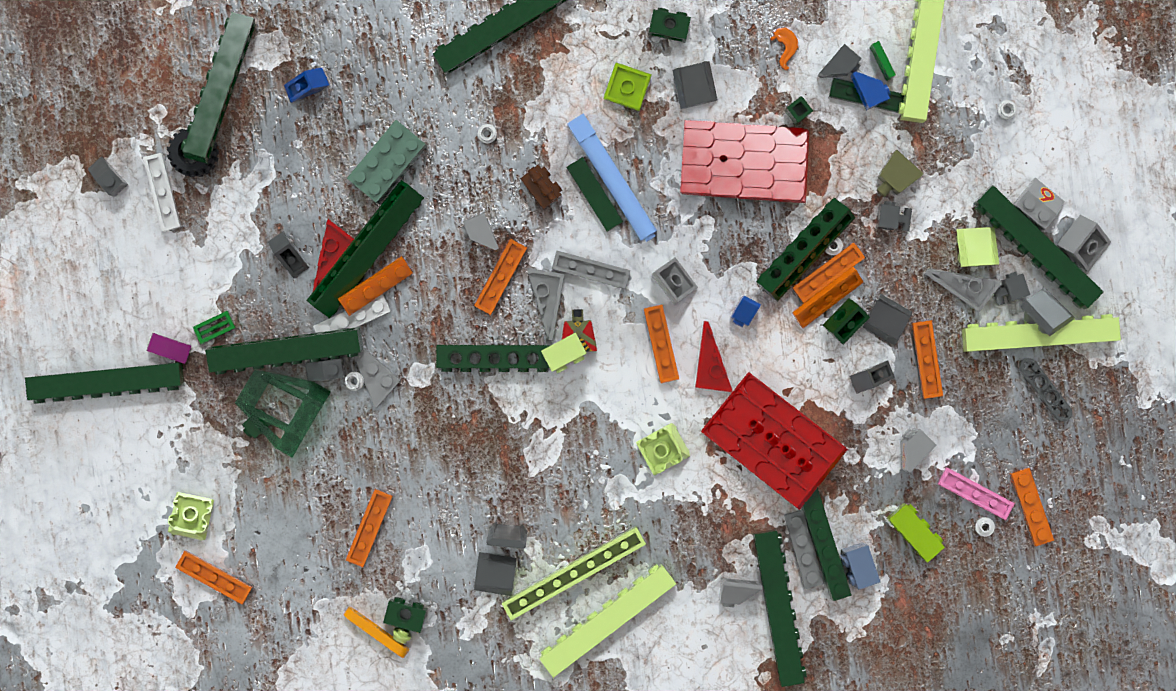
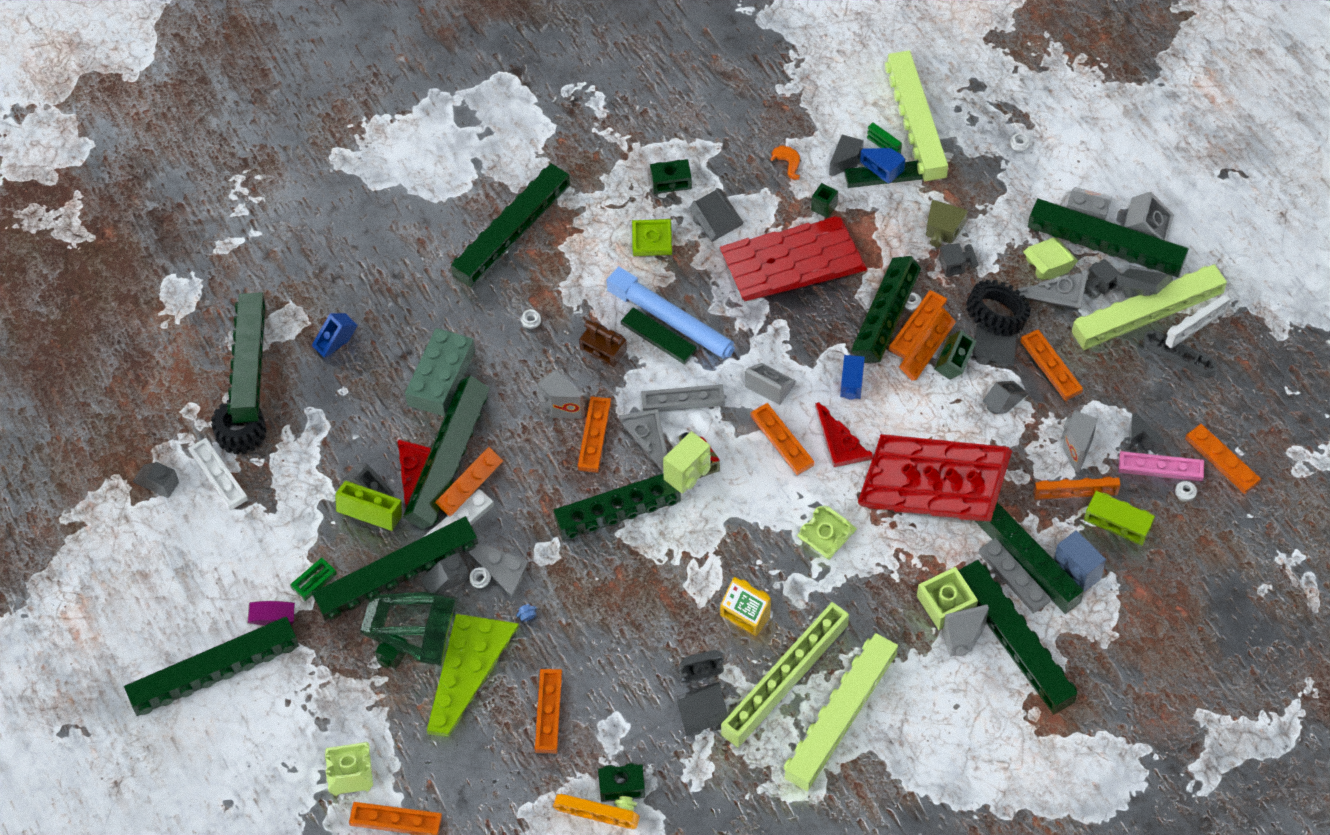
camera: 15 degrees left, 30 degrees down
(280, 278) = (368, 505): none -> lime brick
(321, 453) = (467, 664): none -> lime wing
(382, 430) = (526, 613): none -> medium blue plate
(565, 500) = (746, 606): none -> slope
(736, 555) = (945, 595): none -> yellowish green brick
(885, 288) = (992, 320): none -> black tyre
(900, 491) = (1075, 488): none -> orange plate
(972, 455) = (1141, 431): none -> dark grey slope
(1082, 364) = (1197, 321): none -> white plate

